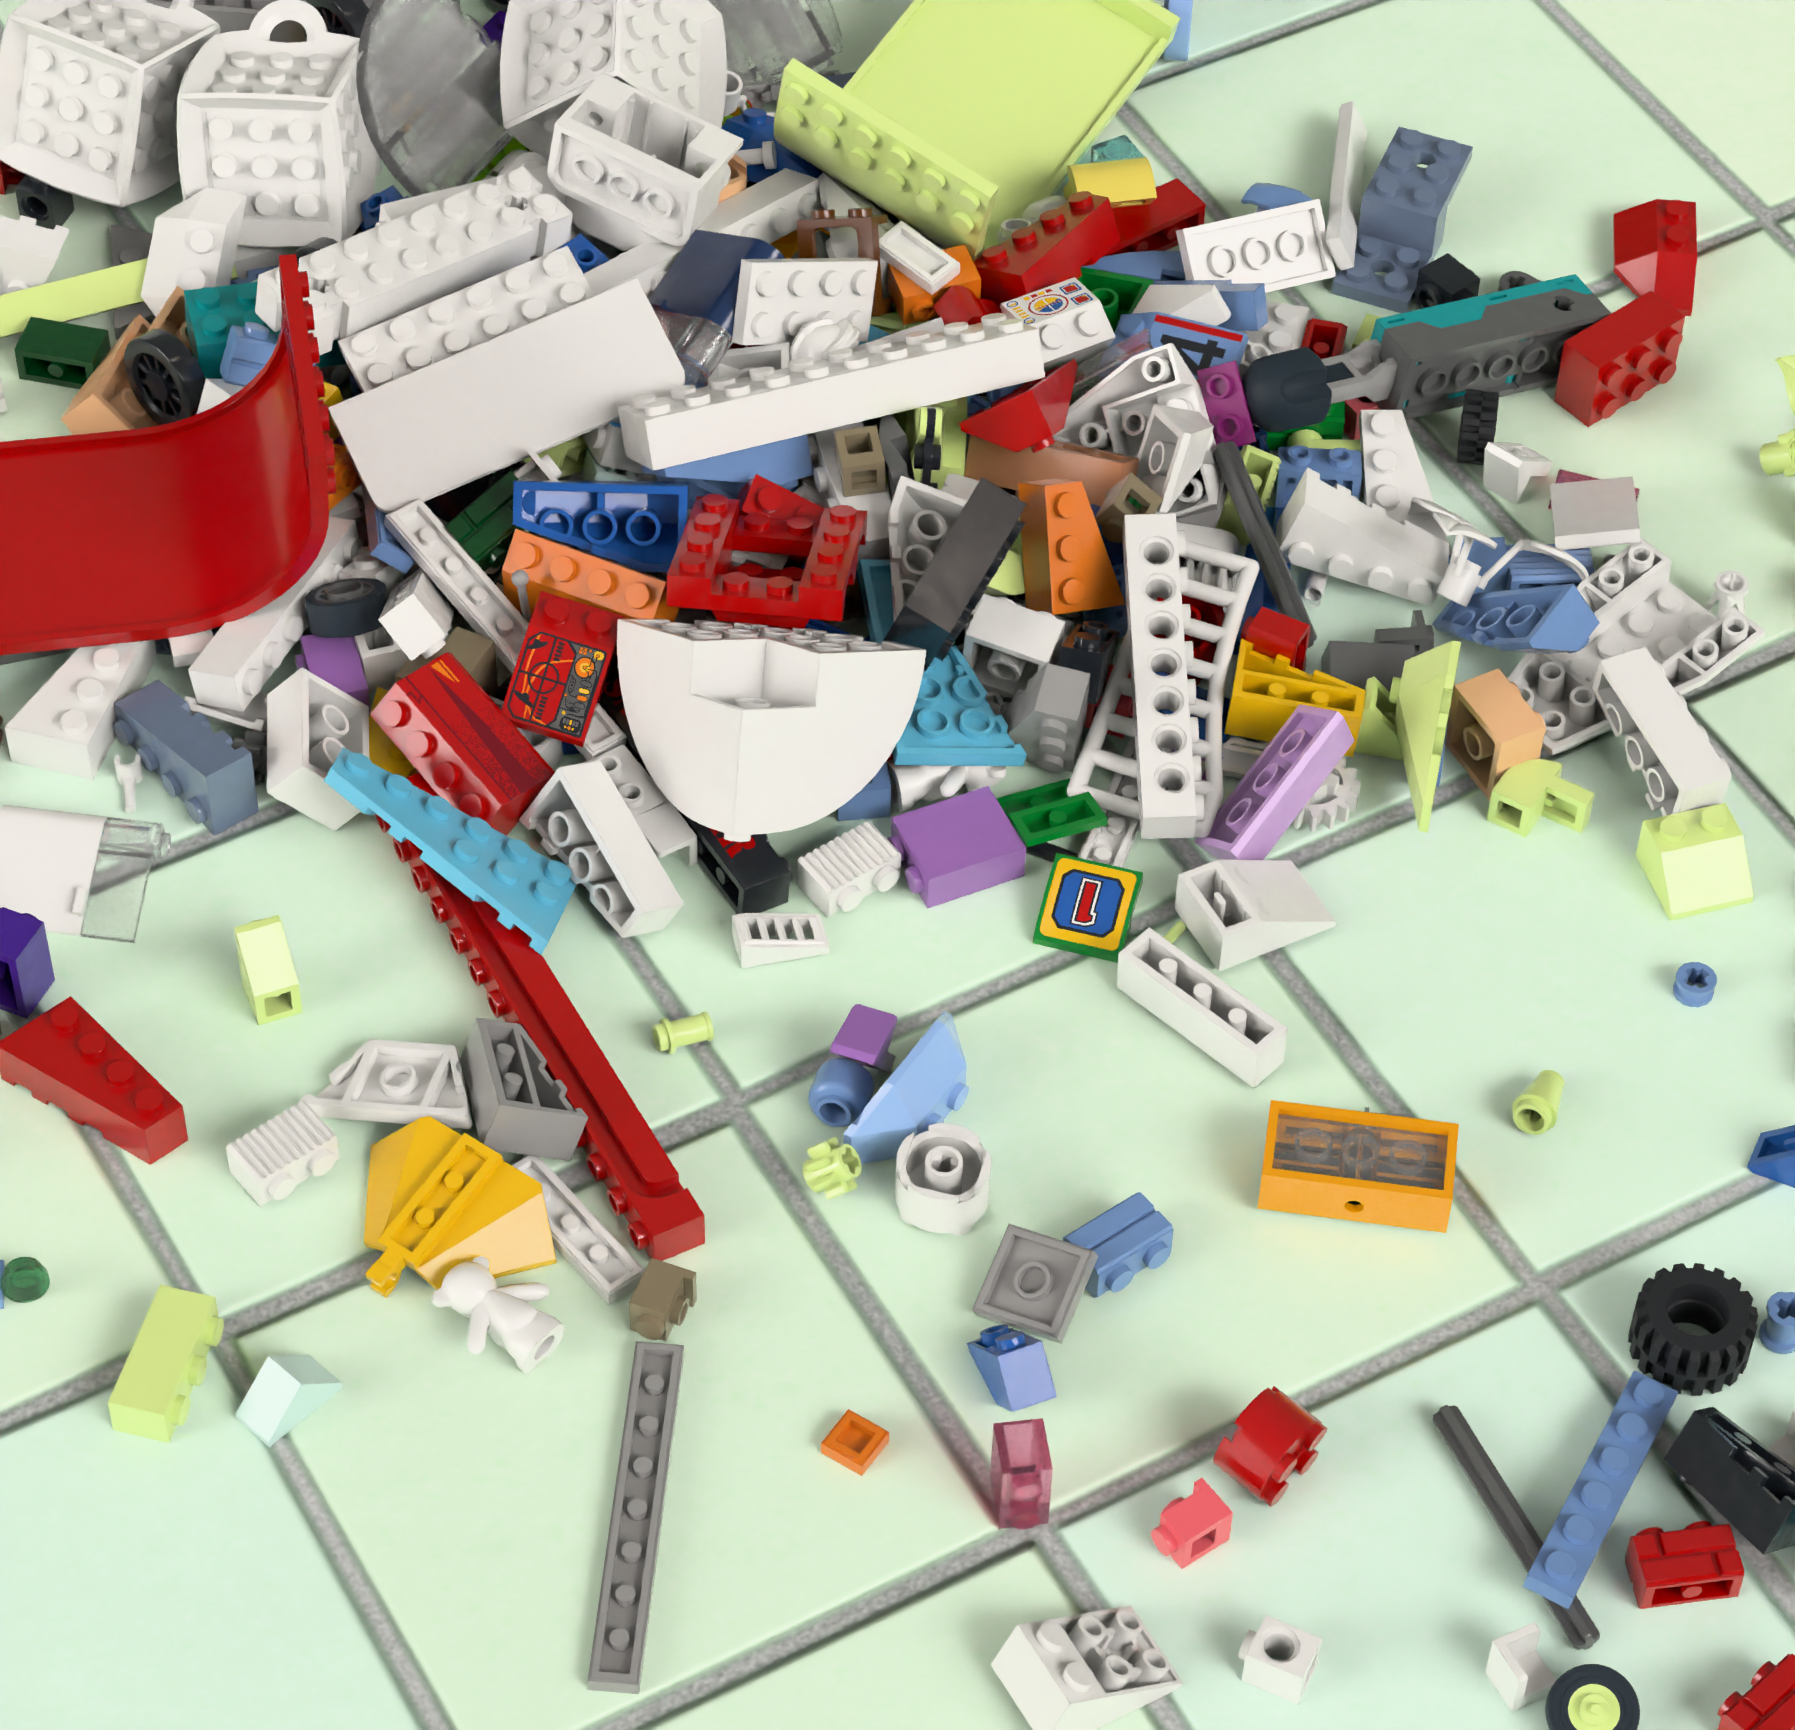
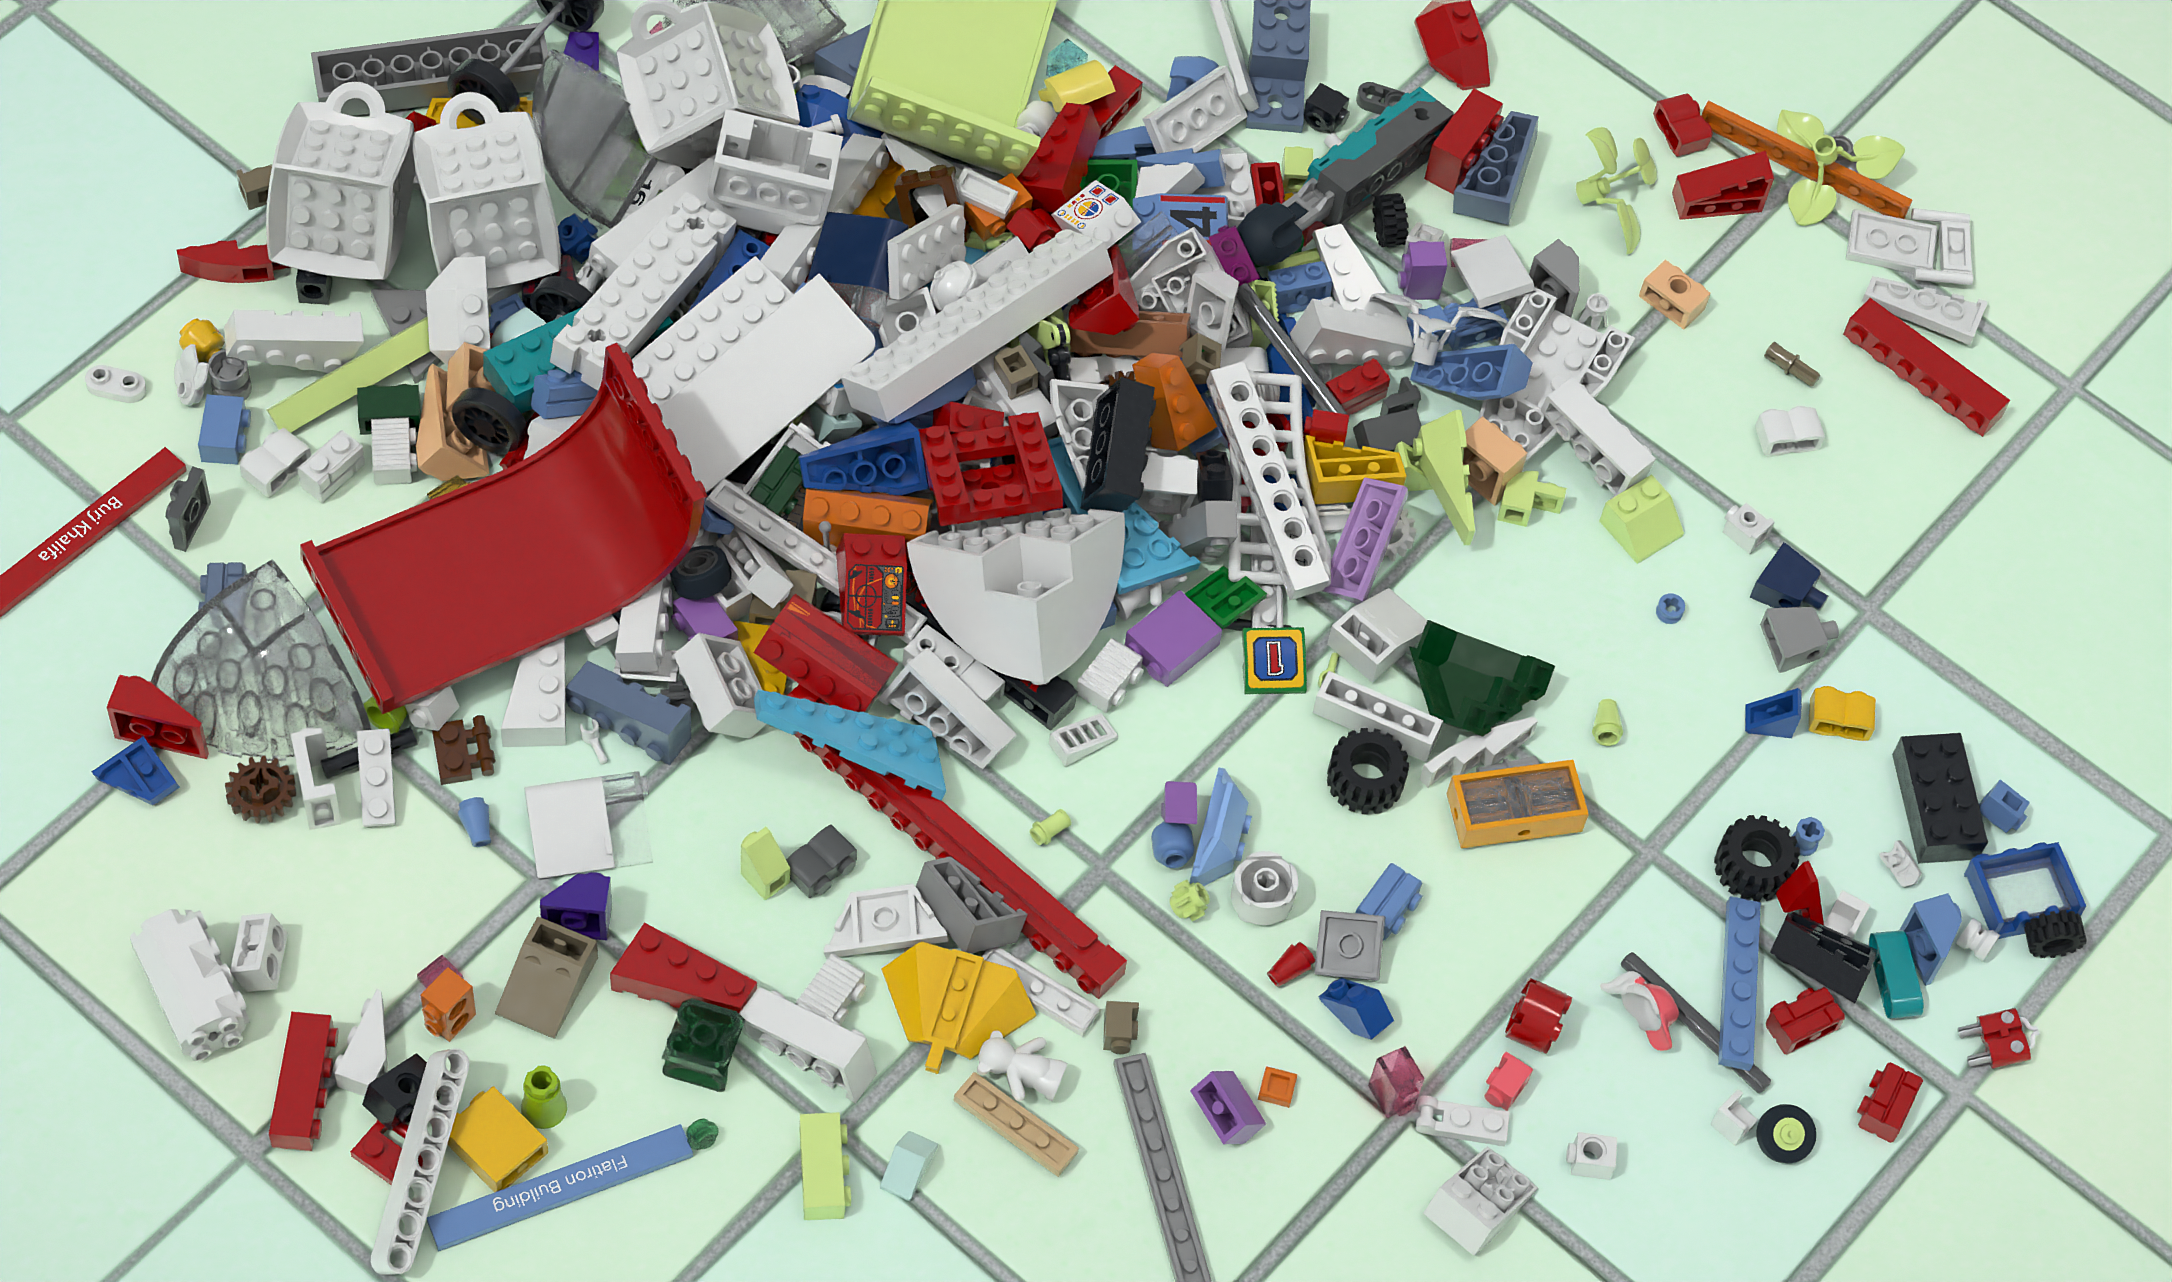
camera: 25 degrees left, 10 degrees up
(41, 398) = (392, 450): none -> white brick
(74, 1166) = (702, 1044): none -> clear green piece
(224, 1205) = (810, 1041): none -> white wedge
(349, 992) = (821, 861): none -> dark grey brick
(459, 1386) = (1016, 1124): none -> tan plate
(764, 1442) = (1228, 1107): none -> medium lavender brick
(942, 1289) = (1291, 964): none -> red cone
(1106, 1562) = (1462, 1121): none -> white plate
(1164, 1044) = (1374, 750): none -> black tyre
(1337, 1085) = (1476, 749): none -> white slope
(1348, 610) = (1360, 386): none -> red brick
(1360, 999) = (1475, 681): none -> dark green panel
(1447, 1476) = (1648, 1004): none -> hair
(1497, 492) = (1423, 270): none -> medium lavender brick
(1659, 407) = (1498, 175): none -> sand blue wedge
(1684, 531) = (1557, 273): none -> light grey slope
(1740, 1386) = (1802, 893): none -> red slope

